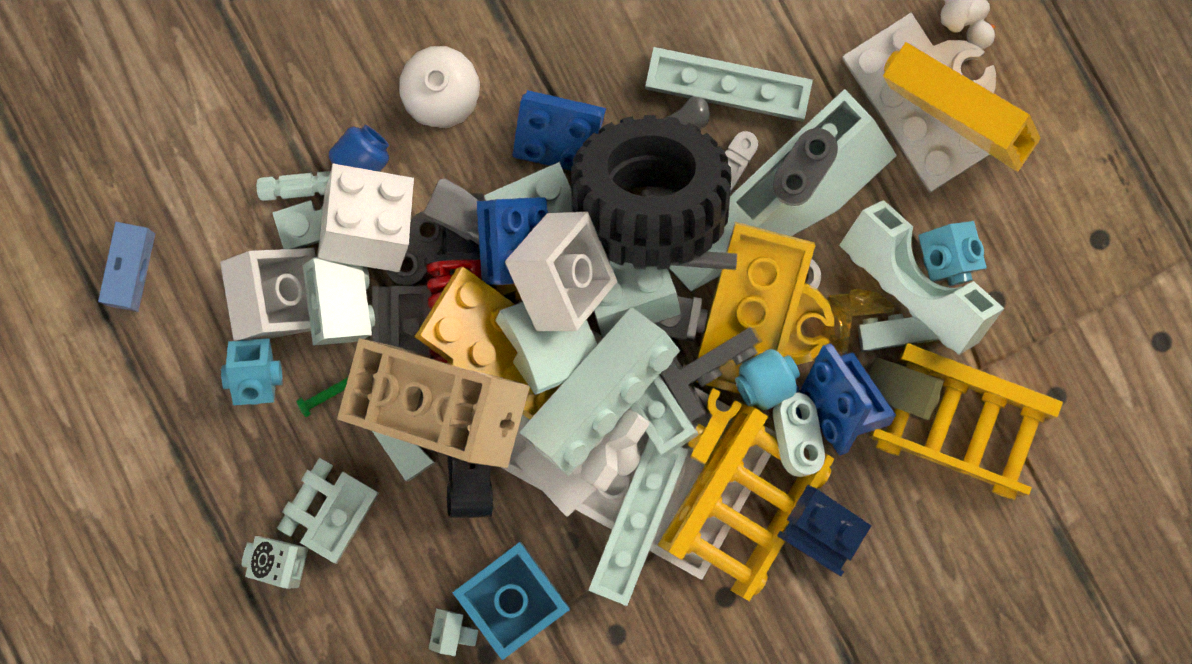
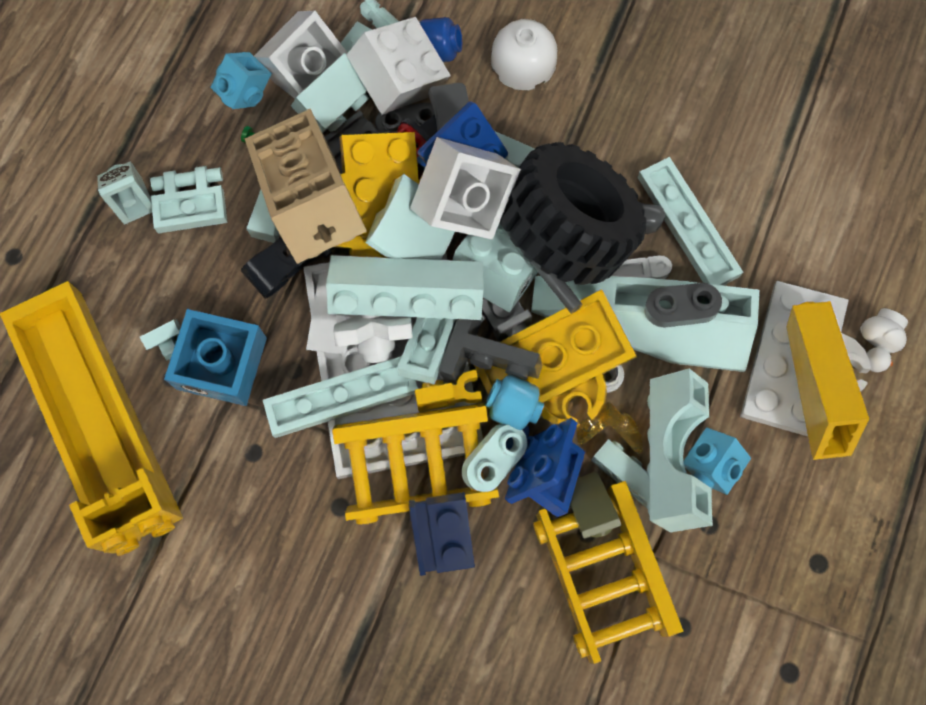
camera: 45 degrees right, 10 degrees down
(554, 128) = (559, 123): blue bracket -> none

